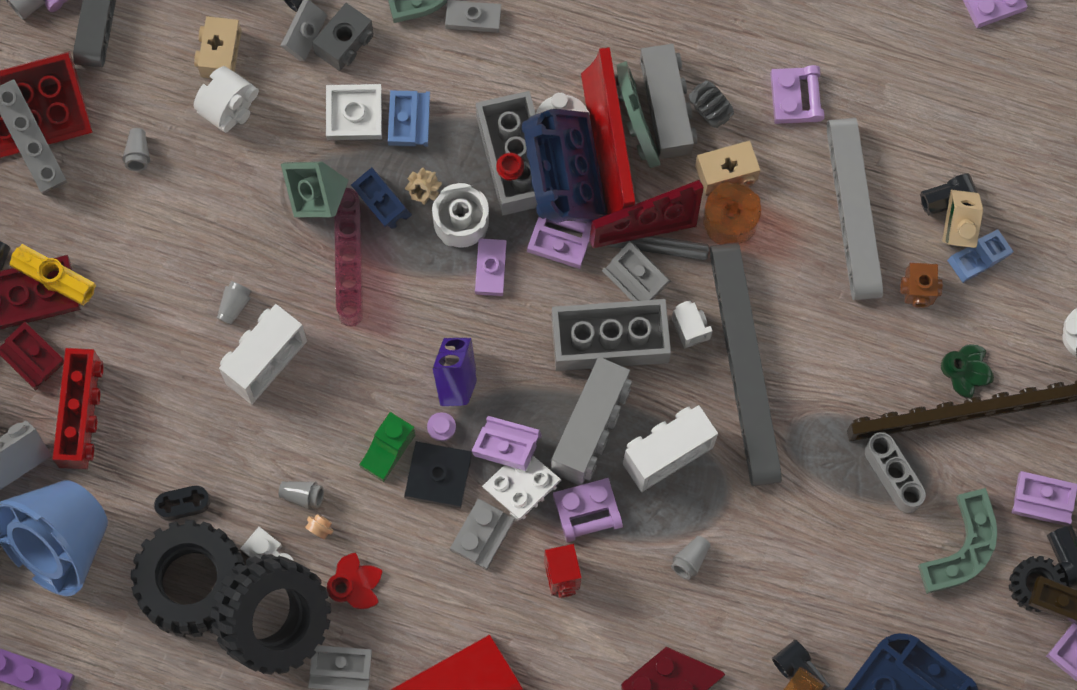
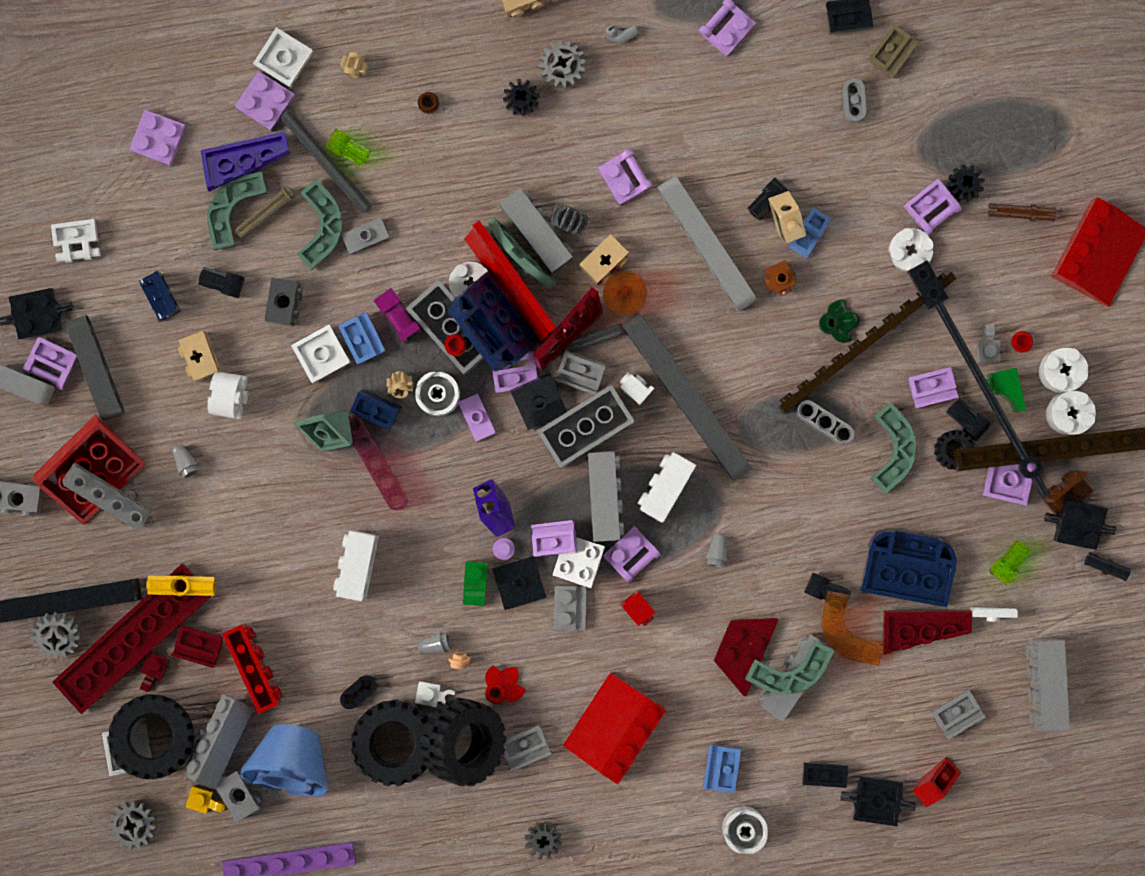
camera: 25 degrees left, 15 degrees up
(233, 301) = (314, 536): light grey cone -> none
(303, 30) = (251, 311): light grey plate -> none
(461, 106) = (396, 313): none -> magenta piece
(570, 279) = (538, 401): none -> black plate

